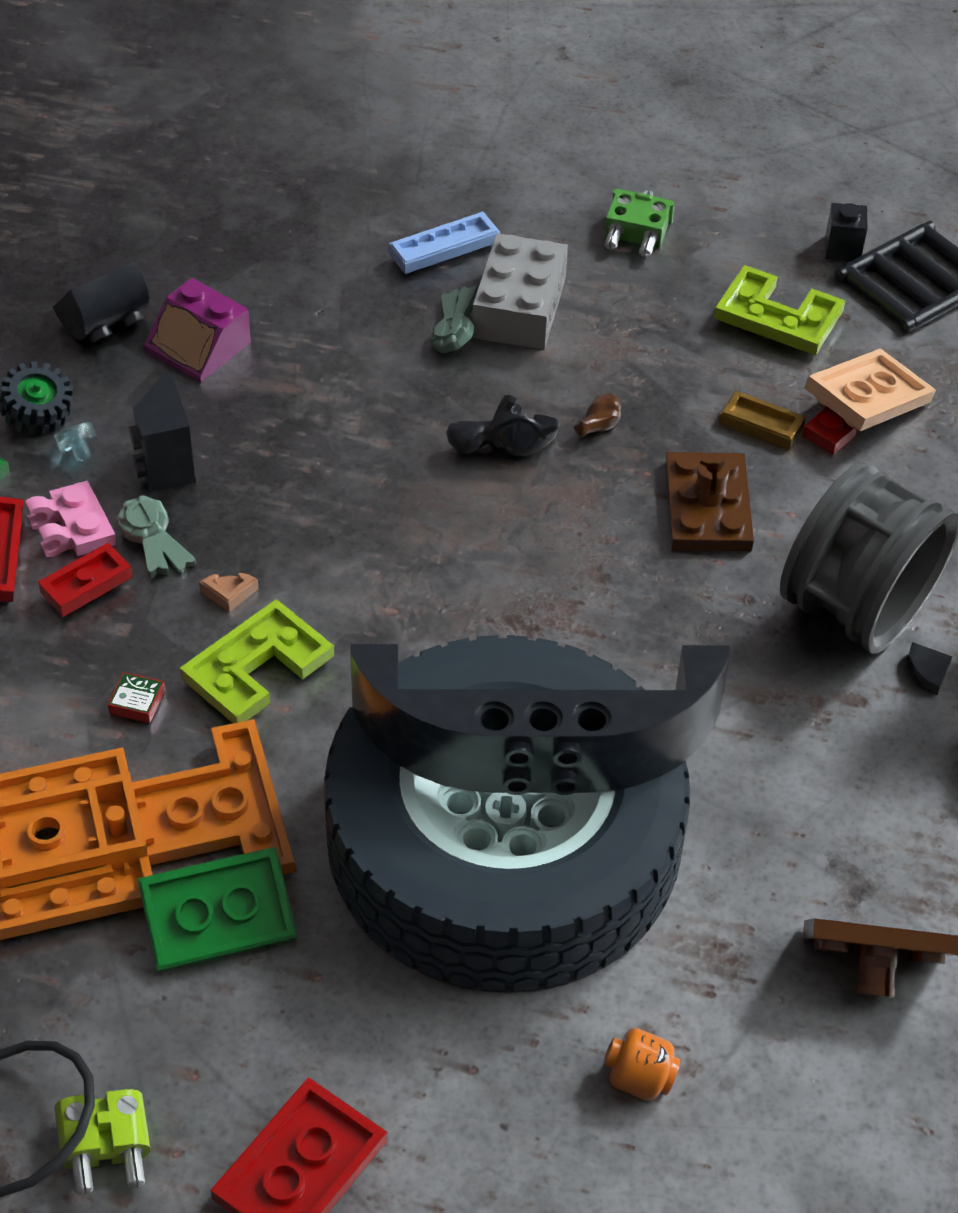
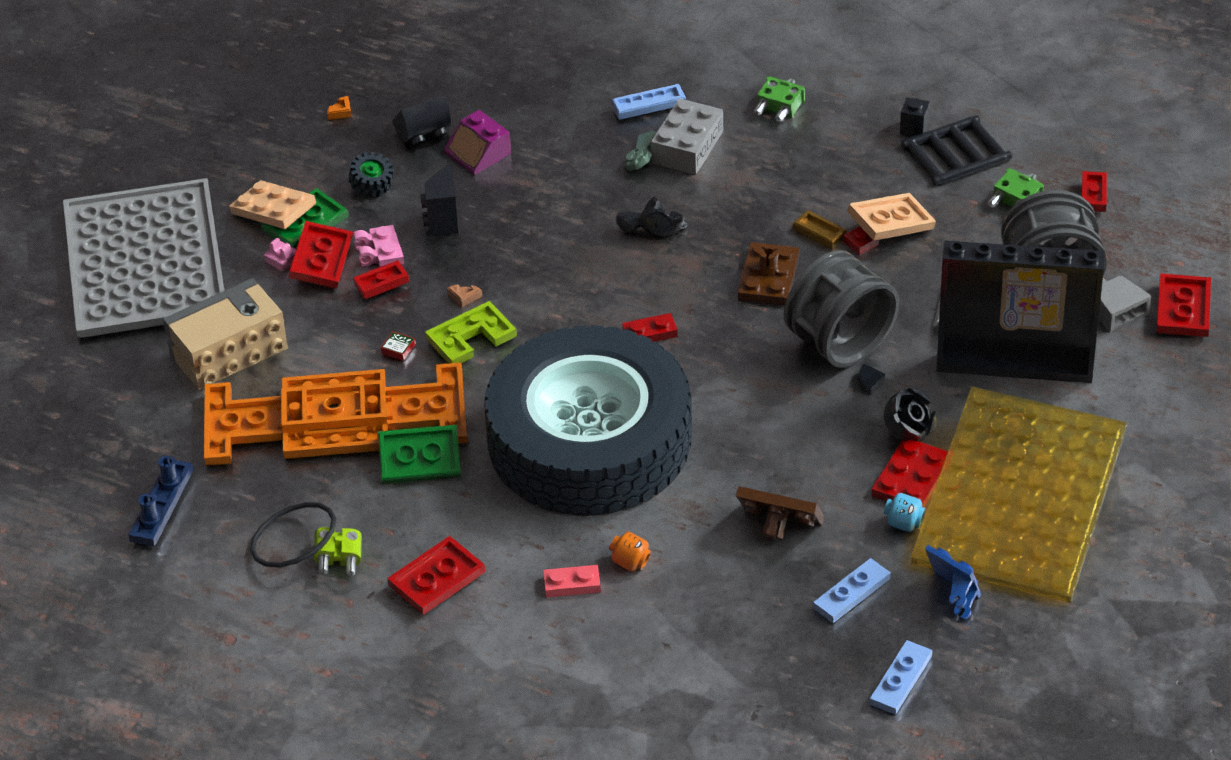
camera: 15 degrees right, 5 degrees down
(76, 439) = (391, 200): clear light blue tile -> none
(145, 522) = (422, 251): sand green piece -> none
(537, 737) = (611, 374): black slope -> none
(549, 1138) = (572, 581): none -> coral plate
(552, 617) = (655, 327): none -> red plate
(600, 416) = (717, 217): reddish brown animal -> none
(748, 308) = (836, 161): lime plate -> none

